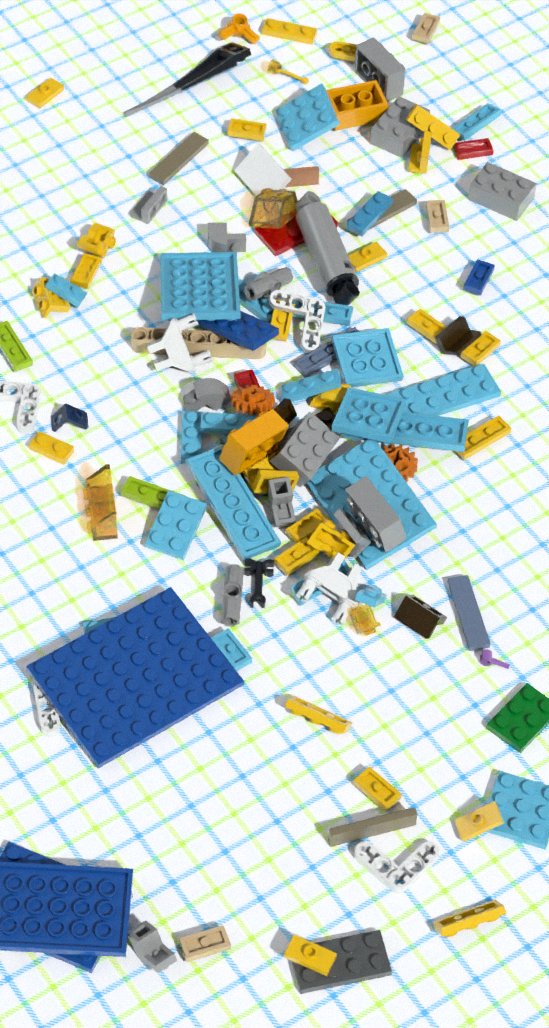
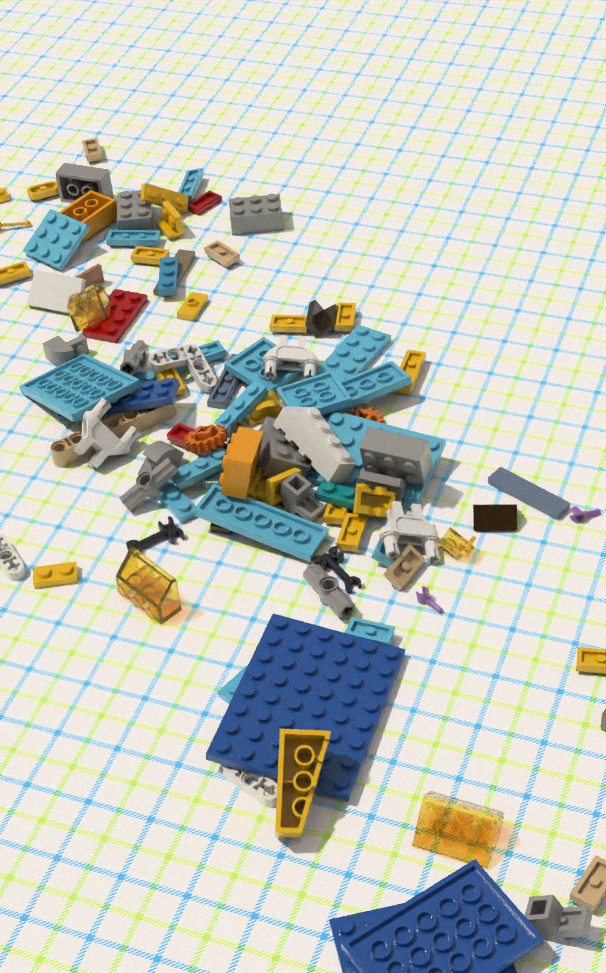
camera: 30 degrees left, 10 degrees down
(65, 728) = (298, 774): none -> yellow wedge
(69, 414) = (50, 539): dark blue bracket -> none
(144, 492) = (186, 557): lime plate -> none
(151, 839) = (457, 828): none -> clear yellow slope
(163, 464) = (166, 530): none -> black bar
(176, 525) = (227, 567): medium azure plate -> none
(177, 413) = (149, 484): none -> light grey piece
(301, 650) = (424, 598): none -> medium lavender hand
(306, 613) = (404, 567): none -> tan plate
(309, 514) = (335, 494): none -> teal plate
(318, 715) = (495, 636): yellow plate -> none
(327, 249) = (161, 310): light grey piece -> none
(328, 459) = (316, 442): none -> white wedge
(371, 596) = (446, 521): medium azure plate -> none
(375, 180) = (148, 255): none -> yellow plate
(378, 152) = (133, 238): none -> medium azure plate
(389, 364) = (290, 358): none -> white connector
(479, 277) = (295, 274): blue plate -> none

